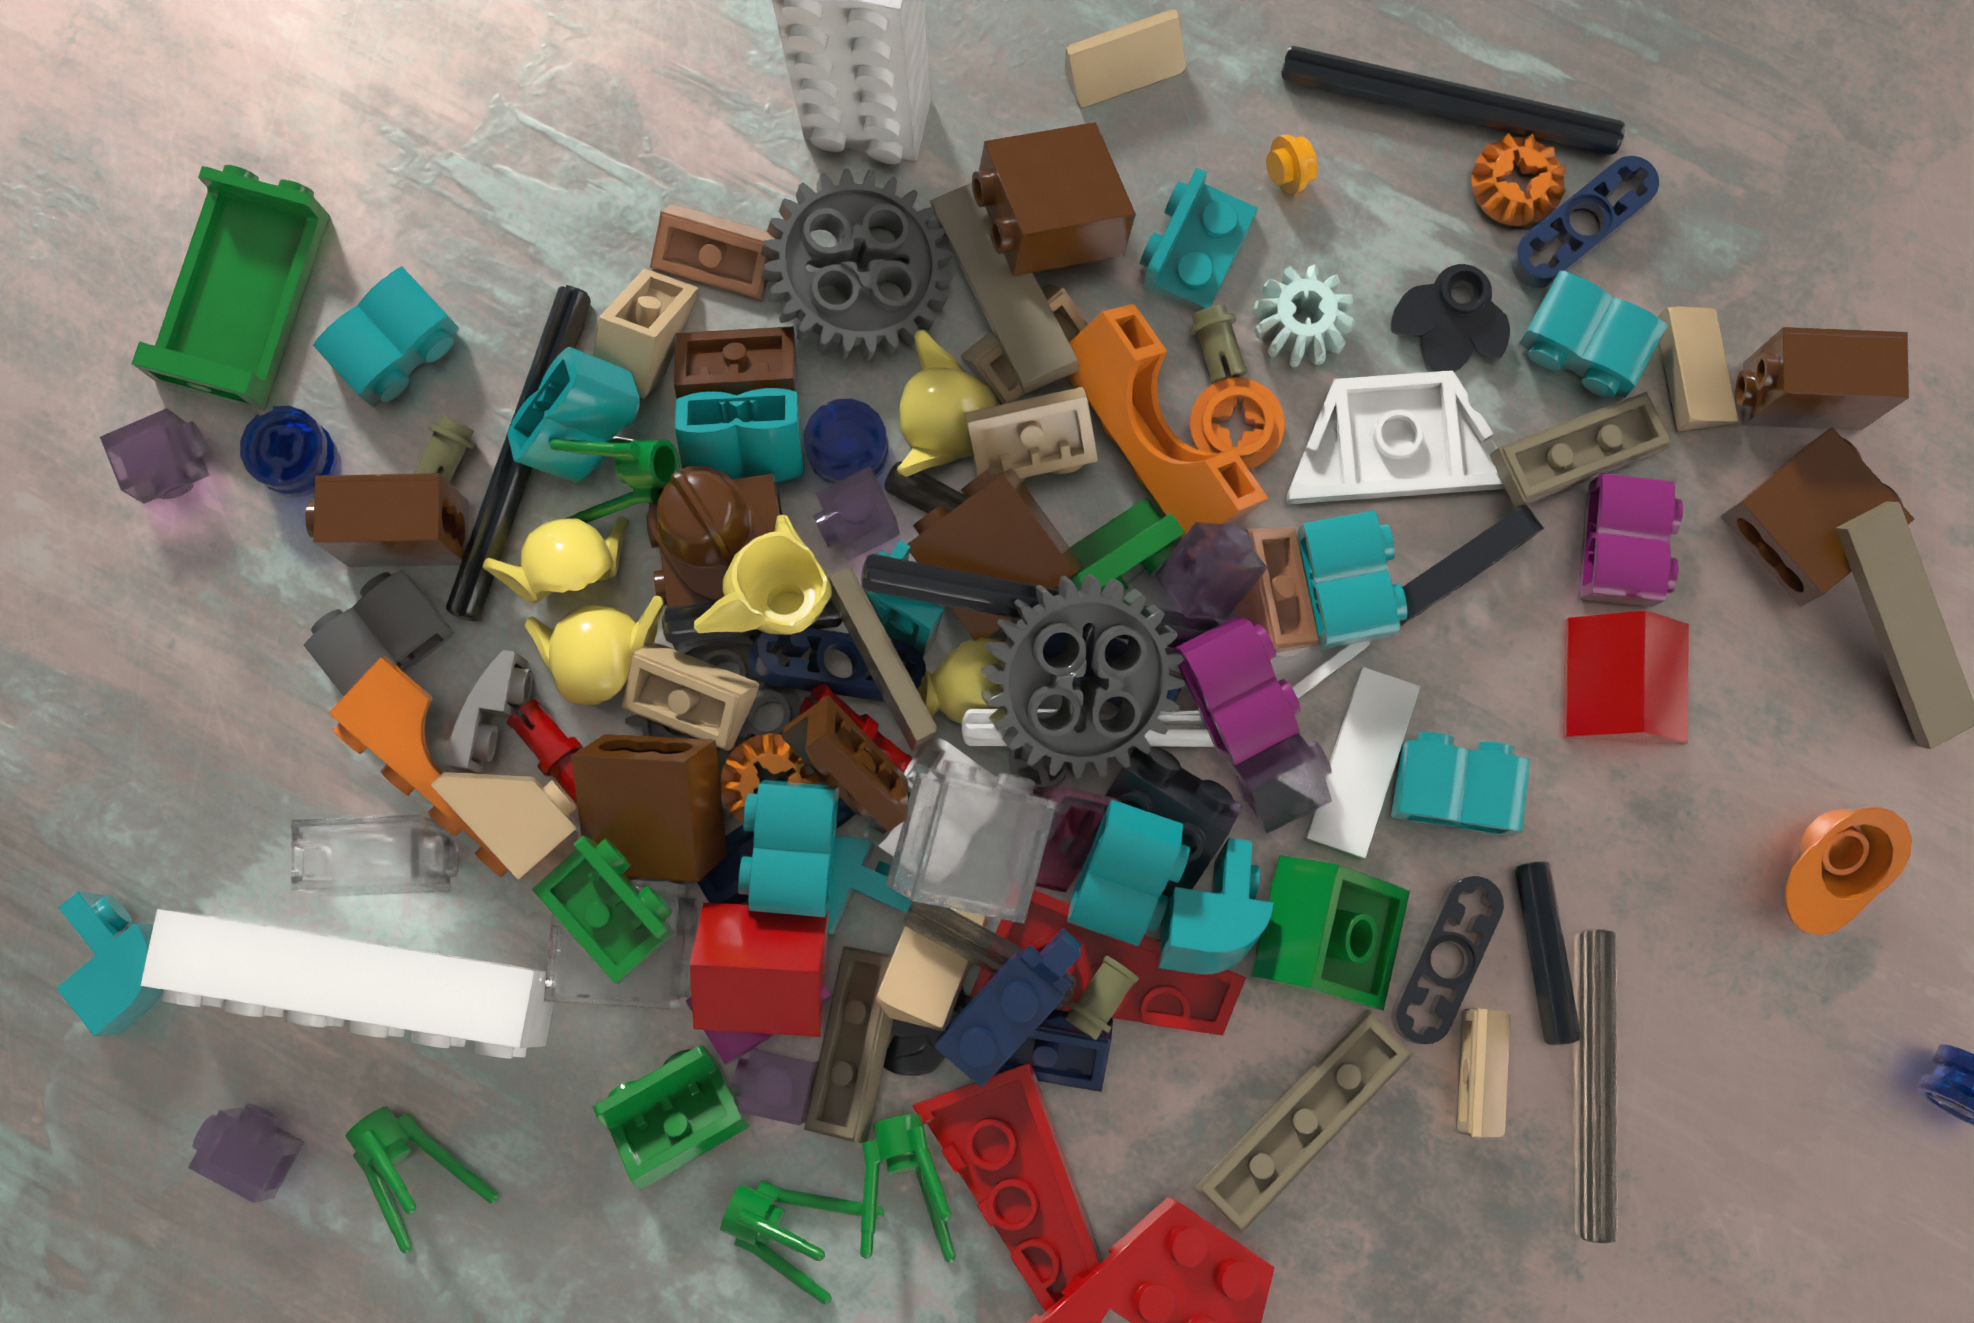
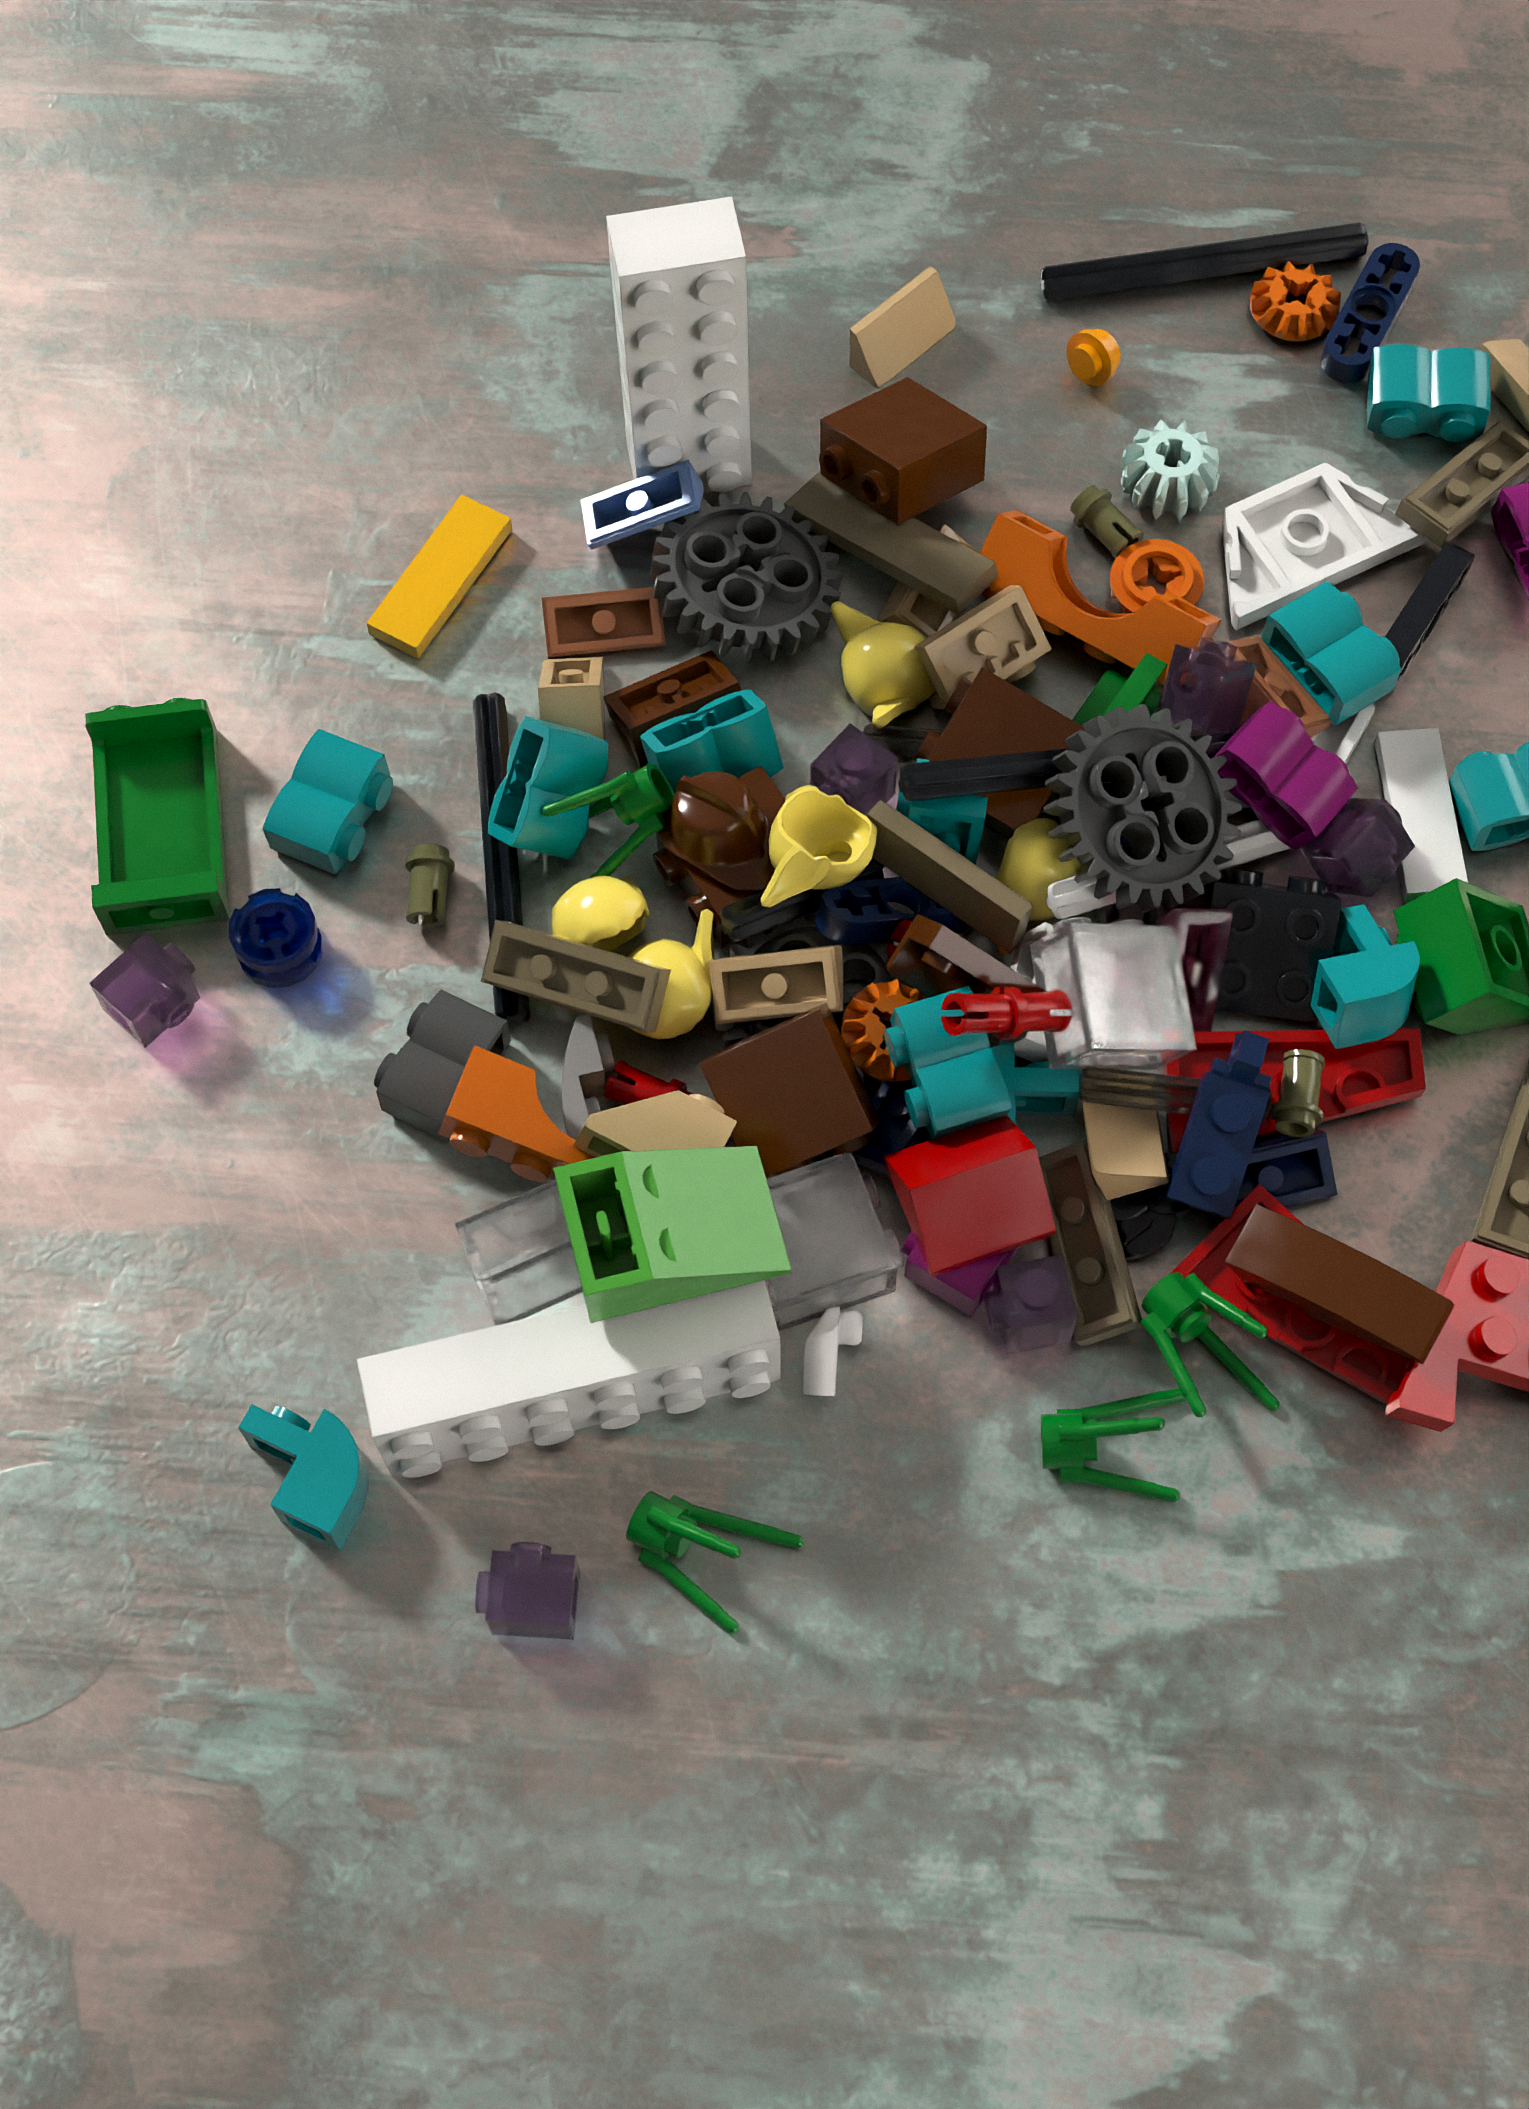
camera: 25 degrees left, 15 degrees down
(389, 519) = (411, 945): reddish brown piece -> none
(456, 916) = (669, 1226): none -> bright green slope
(513, 614) = (575, 976): none -> dark tan tile
(586, 1038) = (821, 1349): none -> white arm
(587, 143) = (439, 576): none -> yellow tile
(605, 909) = (812, 1186): green bracket -> none
(671, 1115) = (941, 1377): green bracket -> none
(791, 155) = (641, 504): none -> medium blue slope
(845, 439) = (807, 722): clear blue wheel -> none
(850, 835) = (1005, 1012): none -> red pin
(1036, 1199) = (1338, 1284): none -> reddish brown slope
(1127, 873) = (1268, 968): teal brick -> none
(1197, 244) = (1044, 452): teal bracket -> none
(1450, 328) = (1298, 435): black plate -> none

